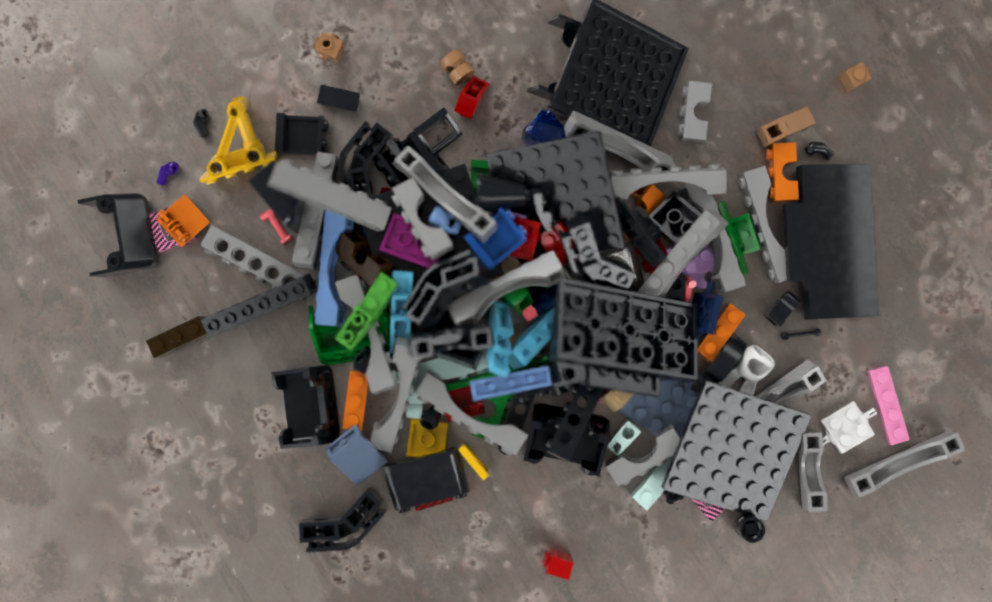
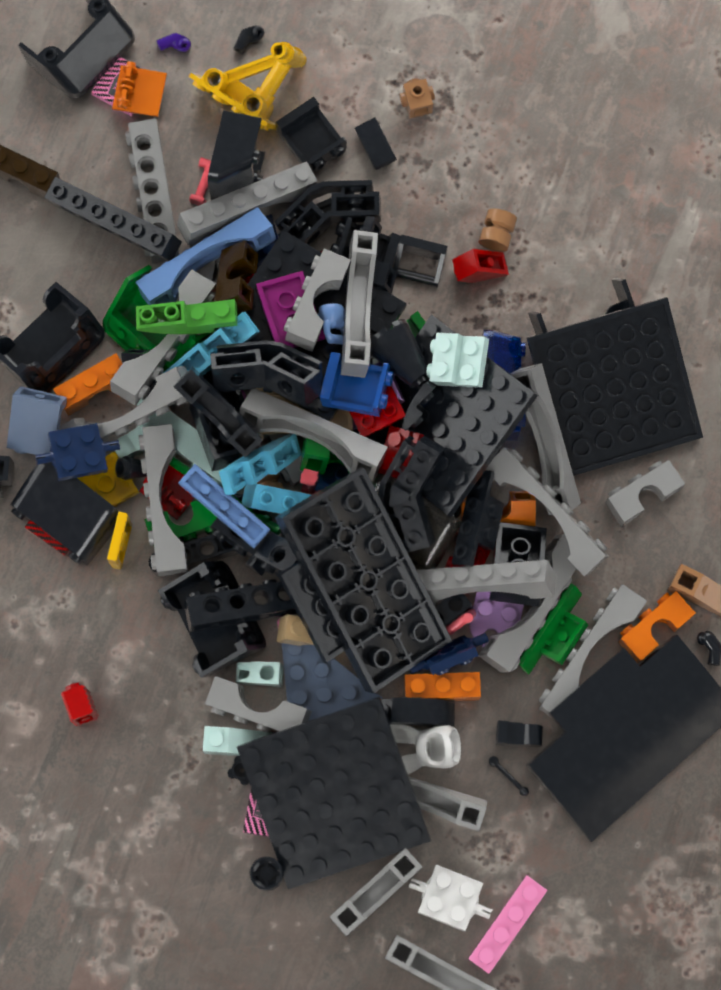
camera: 50 degrees right, 10 degrees down
(329, 196) = (269, 196): light grey brick -> none
(399, 446) = (77, 452): none -> dark blue plate
(534, 162) = (458, 360): none -> light aqua plate

